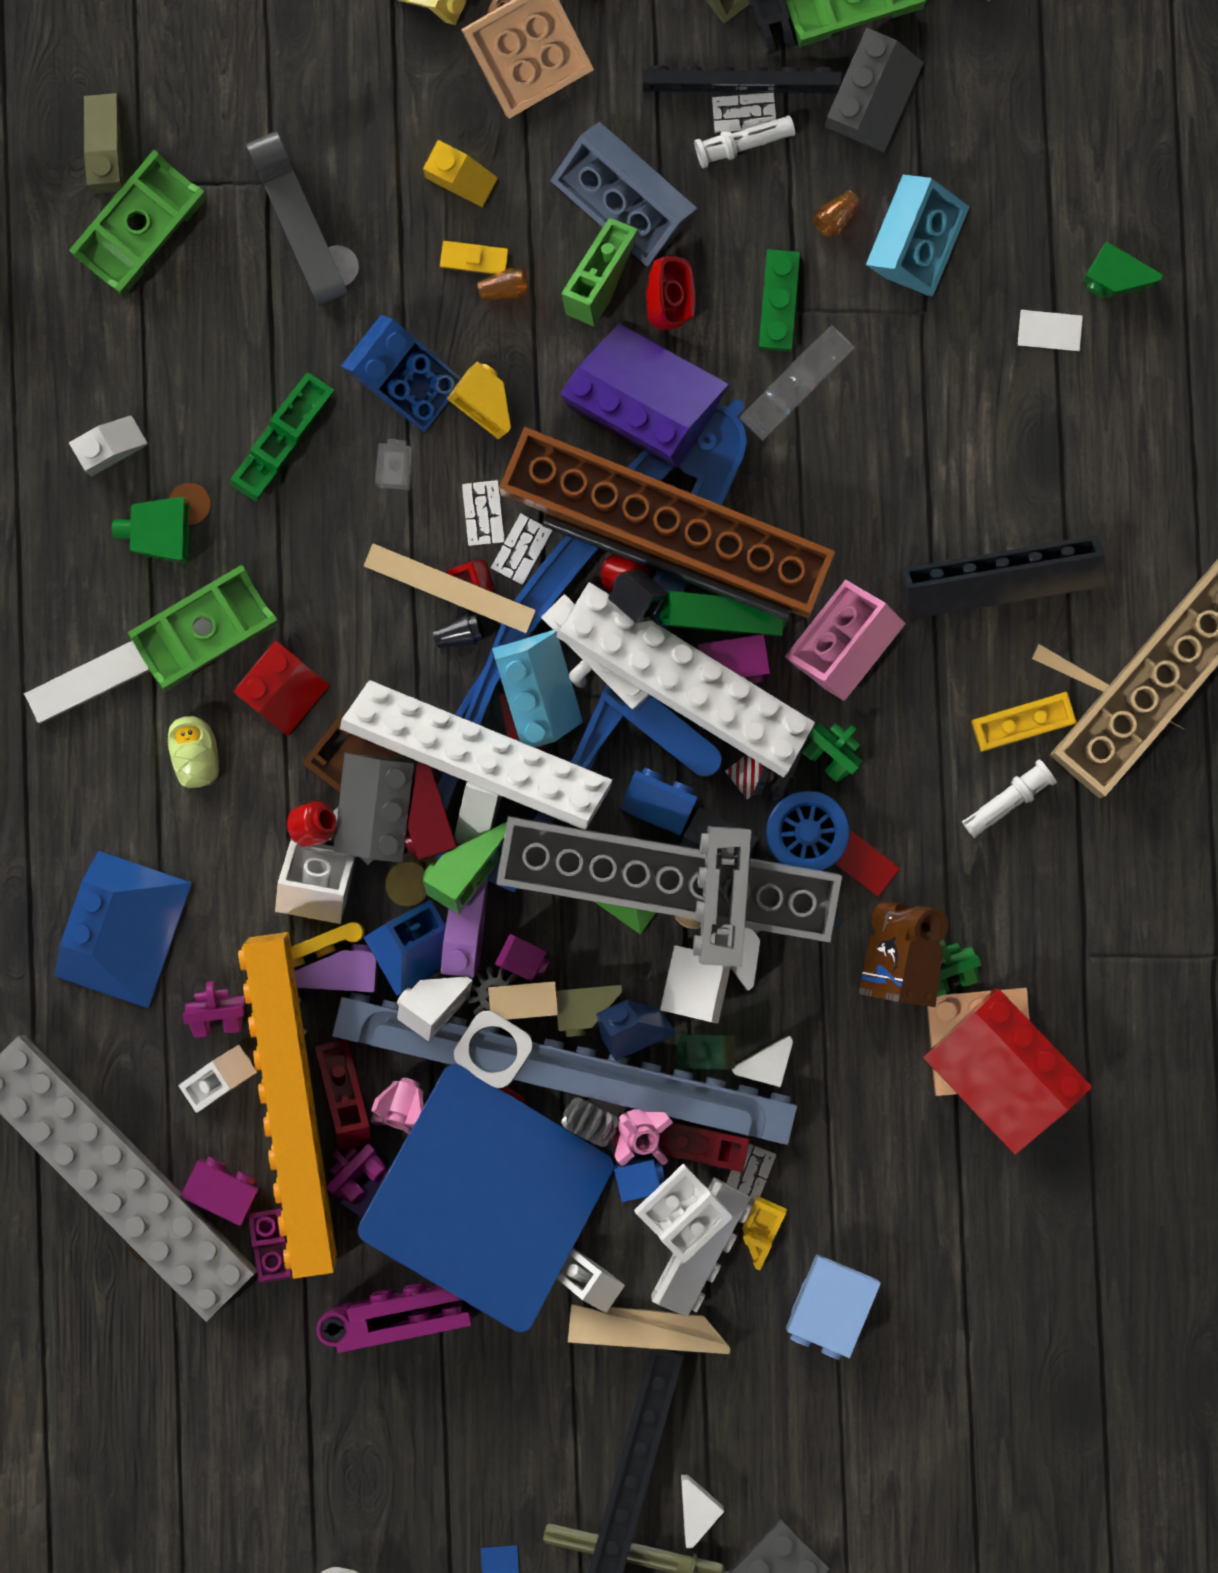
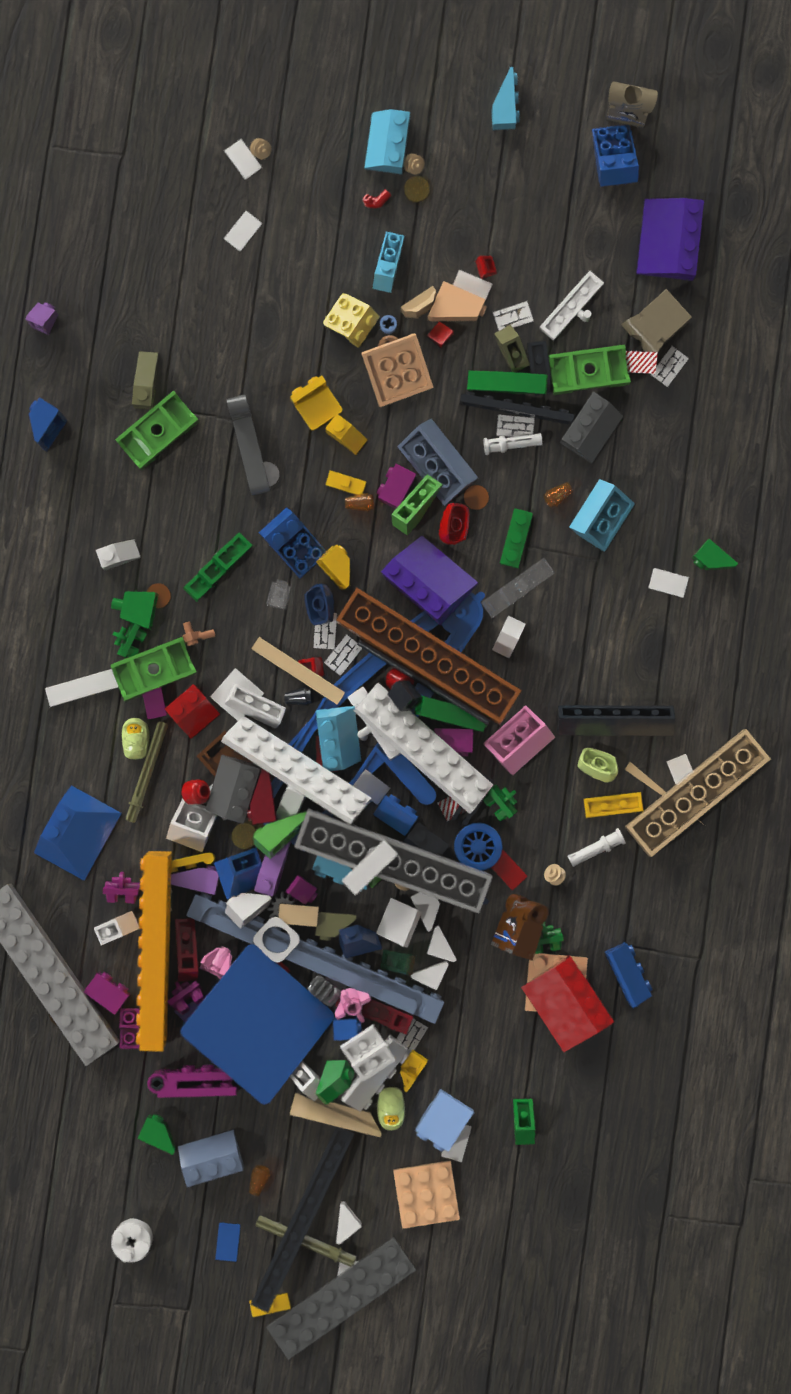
camera: 10 degrees right, 0 degrees up
(158, 572) = (132, 633): none -> green hips
(215, 687) = (154, 704): none -> magenta slope
(222, 806) = (138, 797): none -> olive axle
(258, 563) = (192, 637): none -> nougat piece
(349, 1416) = (157, 1134): none -> green slope
(353, 647) = (223, 691): none -> white tile
(387, 661) = (255, 706): none -> white slope
(398, 129) = (315, 402): none -> yellow bracket
(446, 1441) = (210, 1158): none -> sand blue slope
(466, 469) = (320, 604): none -> dark blue piece
(535, 1460) = (259, 1178): none -> clear orange cone
(561, 246) = (396, 486): none -> magenta brick
(577, 913) = (331, 868): none -> medium azure slope
(609, 762) = (371, 786): none -> white sticker
(631, 896) = (369, 867): none -> white tile
(634, 1271) = (334, 1080): none -> green slope
(699, 243) = (476, 497): none -> dark orange sticker
(706, 911) = (414, 908): light grey brick -> none
(718, 38) = (507, 382): none -> green slope
(738, 1302) = (391, 1108): none -> yellowish green piece
(772, 1012) = (439, 946): none -> white slope
(796, 469) = (508, 637): none -> white slope
(824, 1437) = (426, 1194): none -> light nougat plate
(865, 1348) = (458, 1148): none -> white sticker
(946, 856) = (555, 874): none -> tan wheel
(968, 1284) = (523, 1121): none -> green slope
(987, 657) = (598, 764): none -> yellowish green piece
(1101, 1003) = (629, 974): none -> blue slope
(1124, 639) = (679, 767): none -> white sticker

